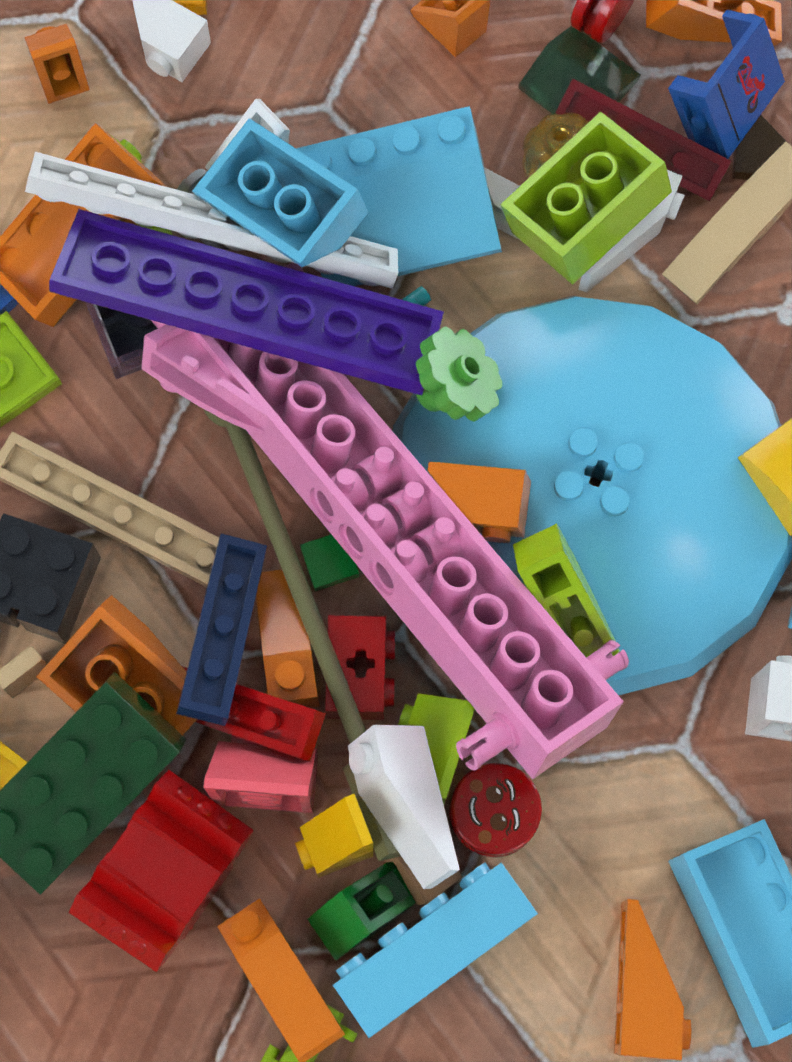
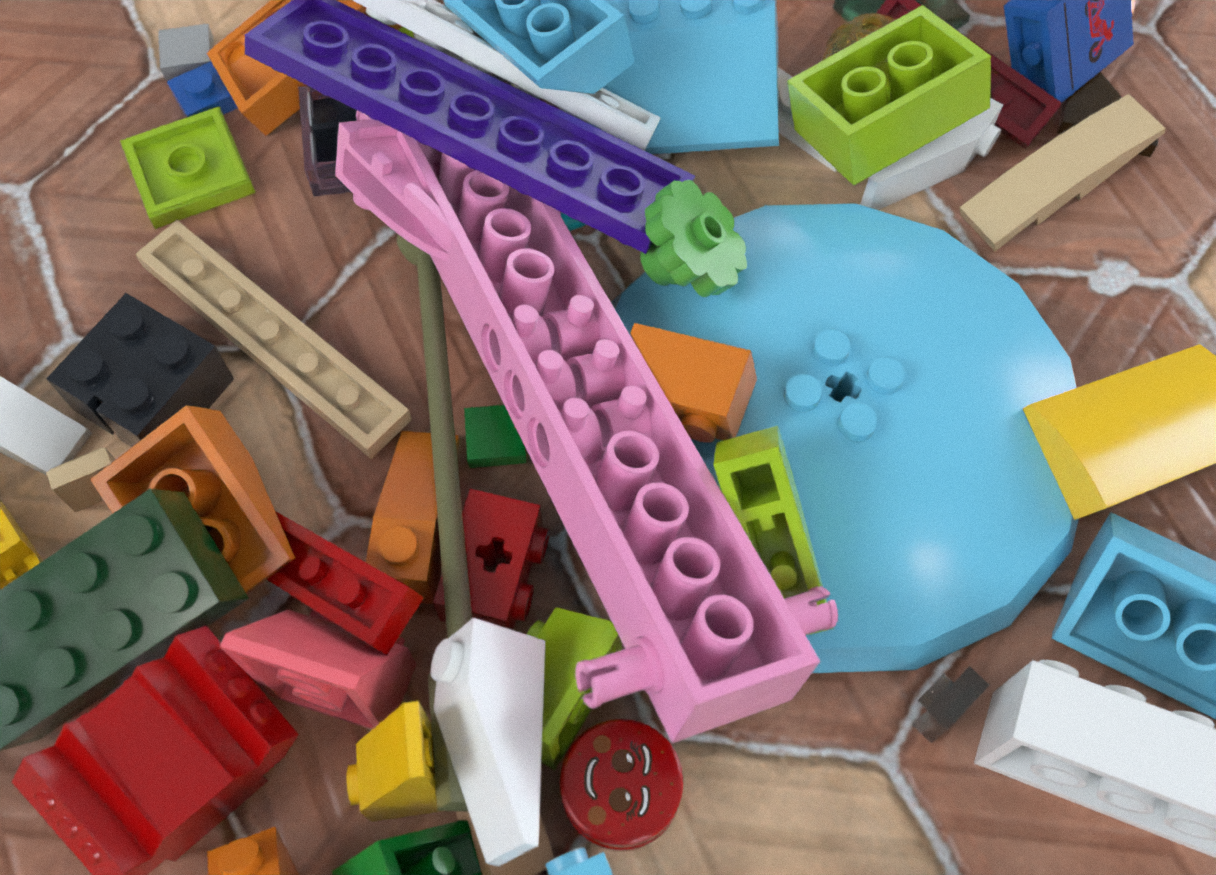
camera: 15 degrees right, 10 degrees down
(222, 630) = (327, 476): dark blue plate -> none
(718, 695) = (947, 702): none -> clear smoke plate

